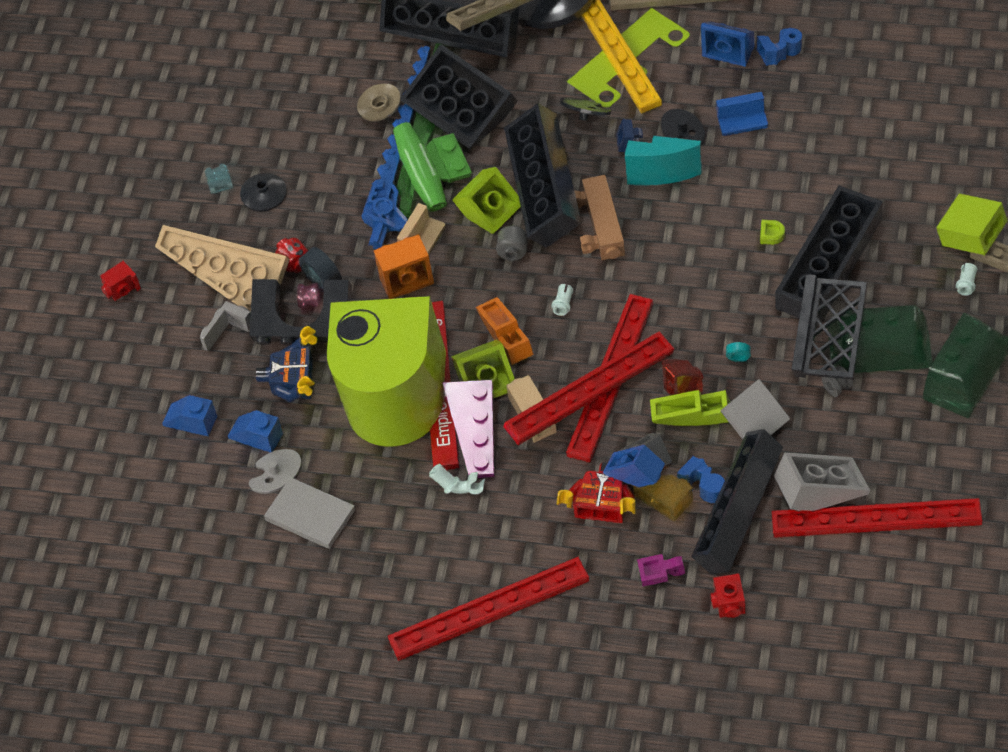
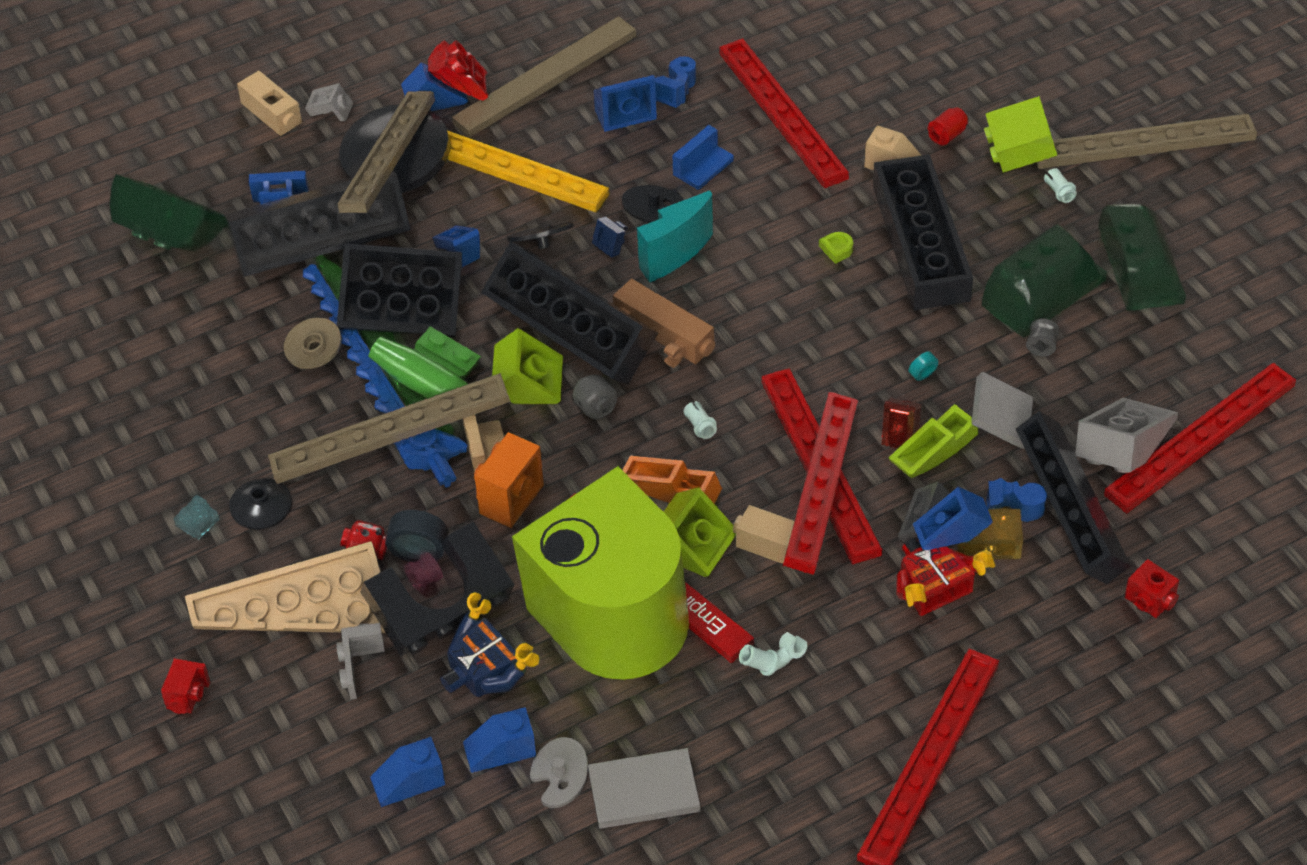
camera: 45 degrees left, 5 degrees down
(368, 188) = (388, 428): none -> dark tan tile
(473, 419) = (728, 579): wing -> none
(526, 86) = (460, 240): none -> blue slope
(639, 36) = (524, 138): lime piece -> none
(655, 569) = (1058, 611): magenta plate -> none
(807, 327) = (979, 292): black fence -> none
(832, 111) = (784, 113): none -> red tile
(870, 181) = (887, 145): none -> tan slope
(931, 187) = (947, 126): none -> red brick

